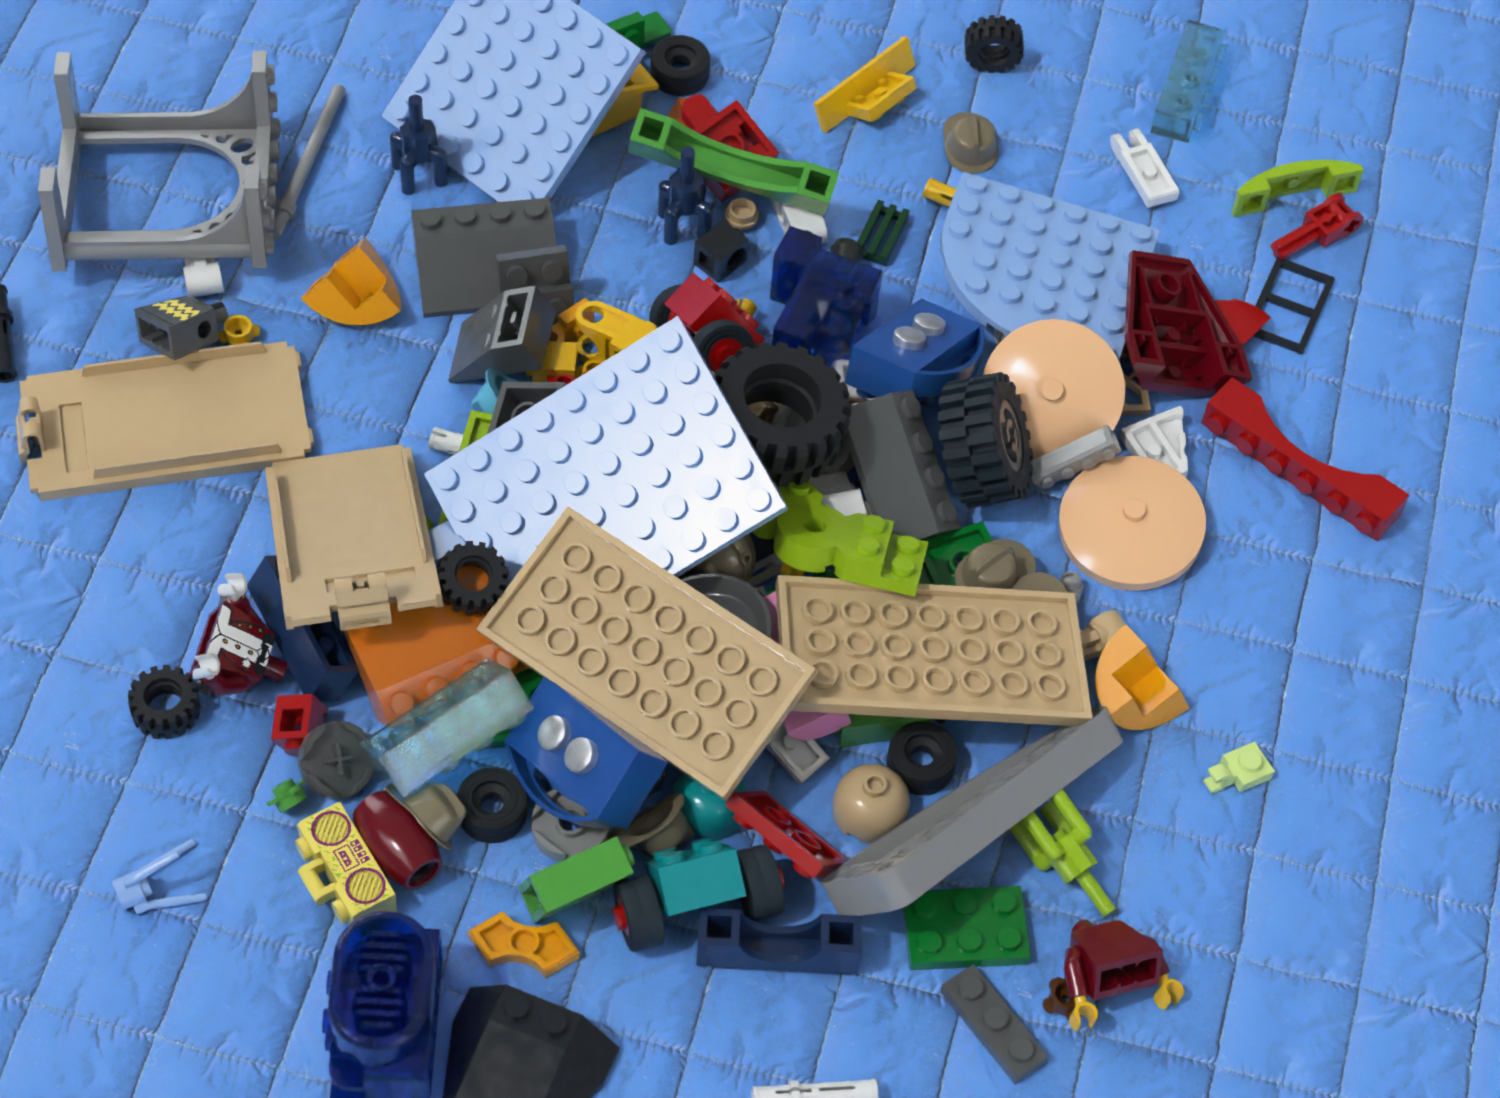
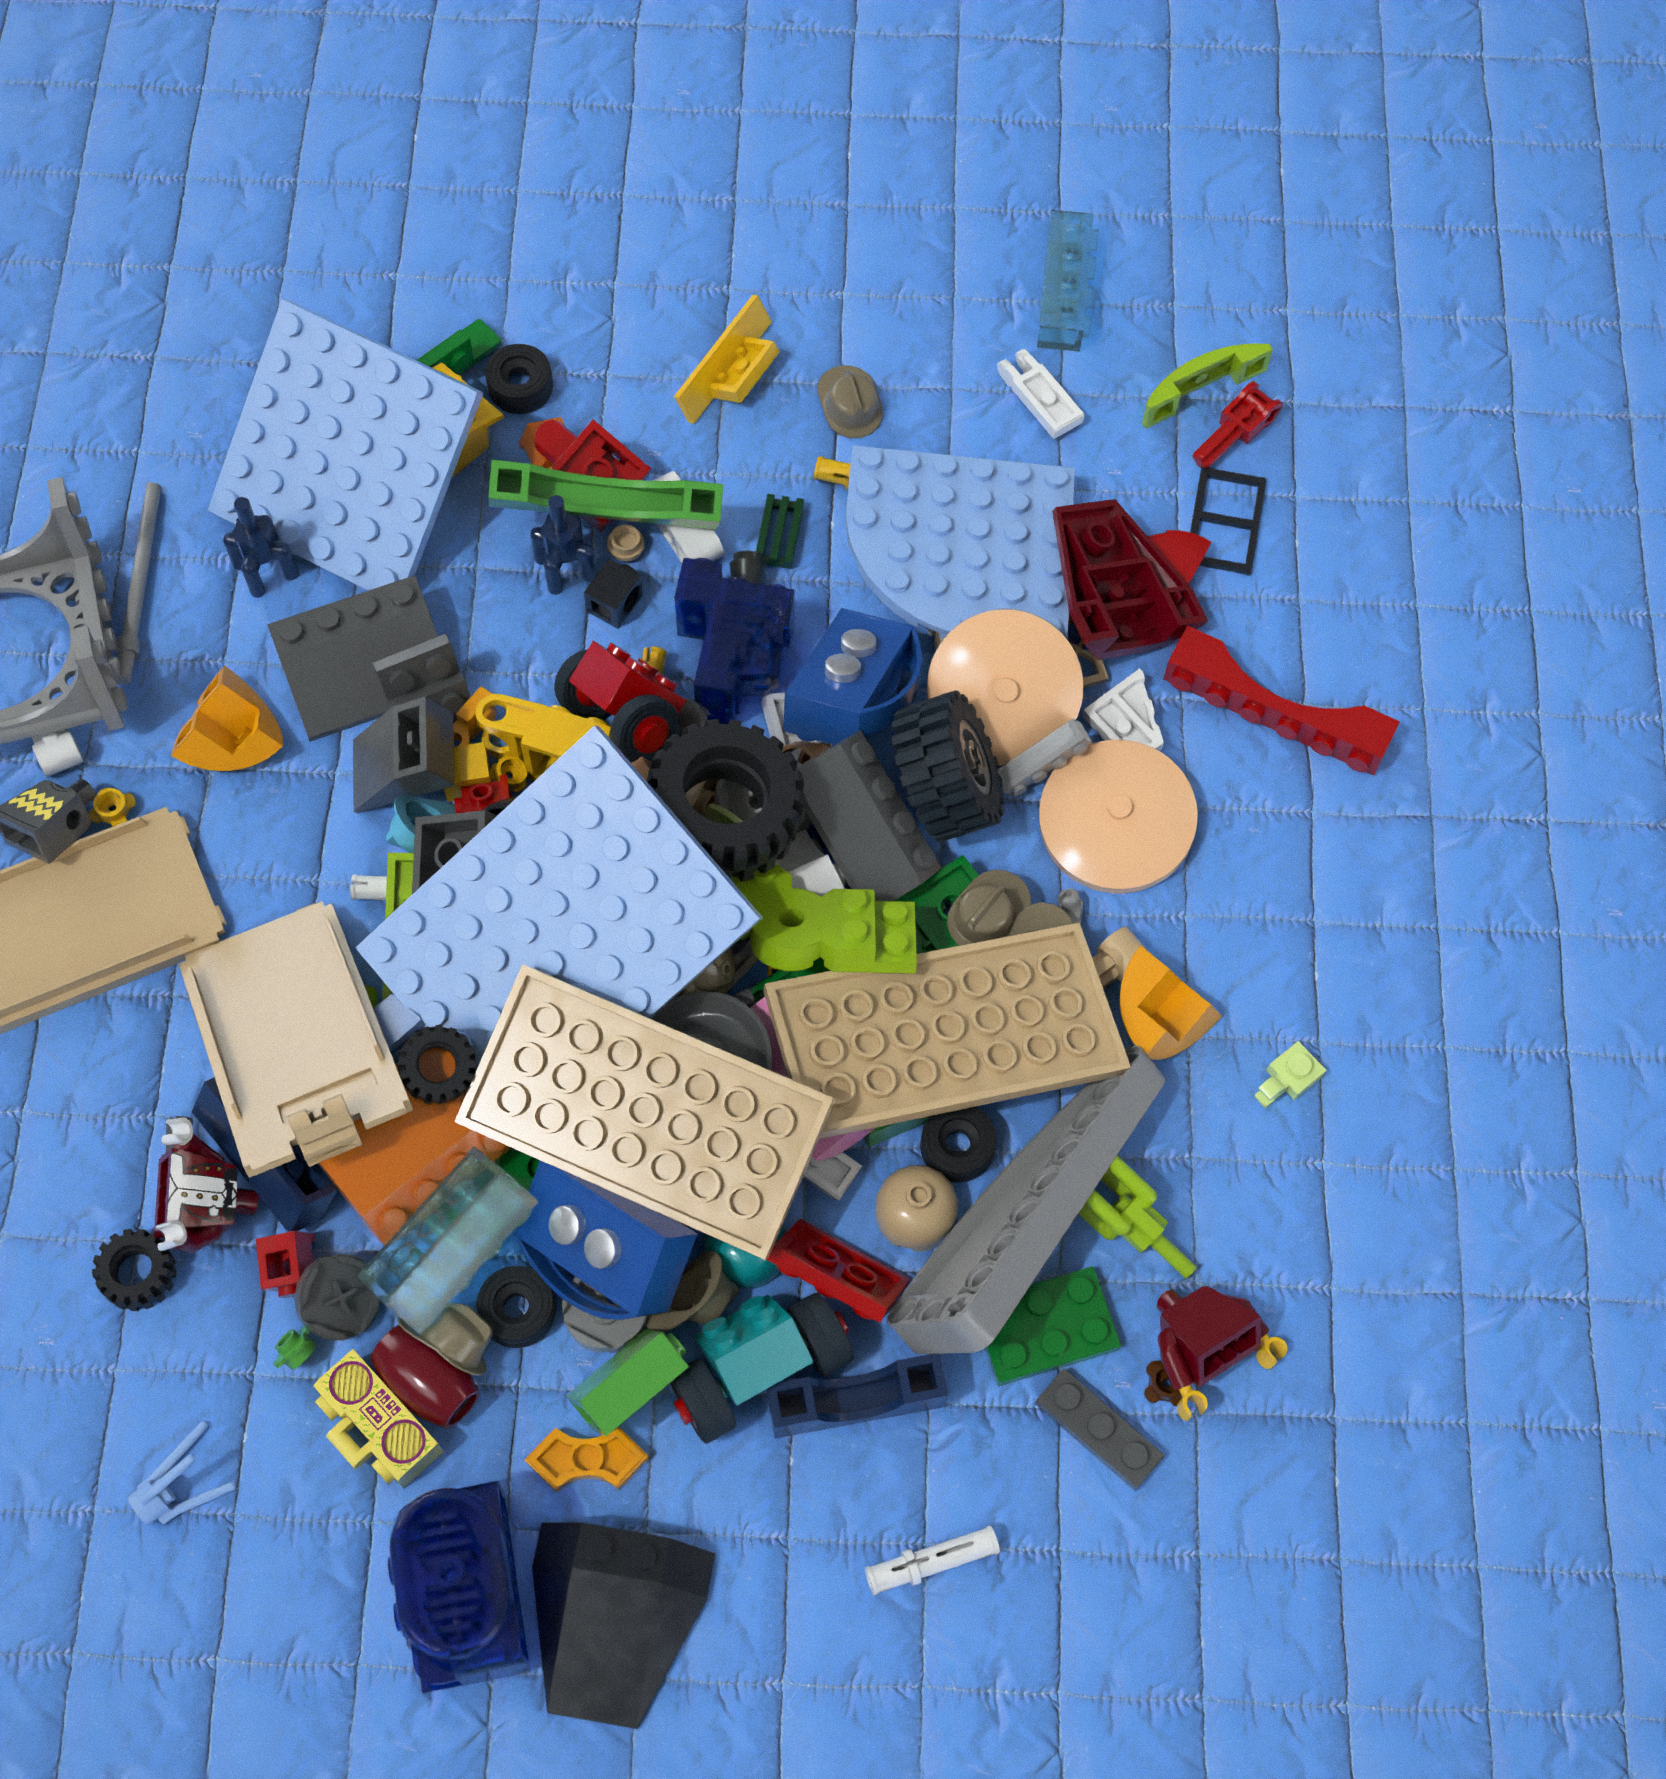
camera: 10 degrees left, 10 degrees up
(994, 31) = (851, 283): black tyre -> none

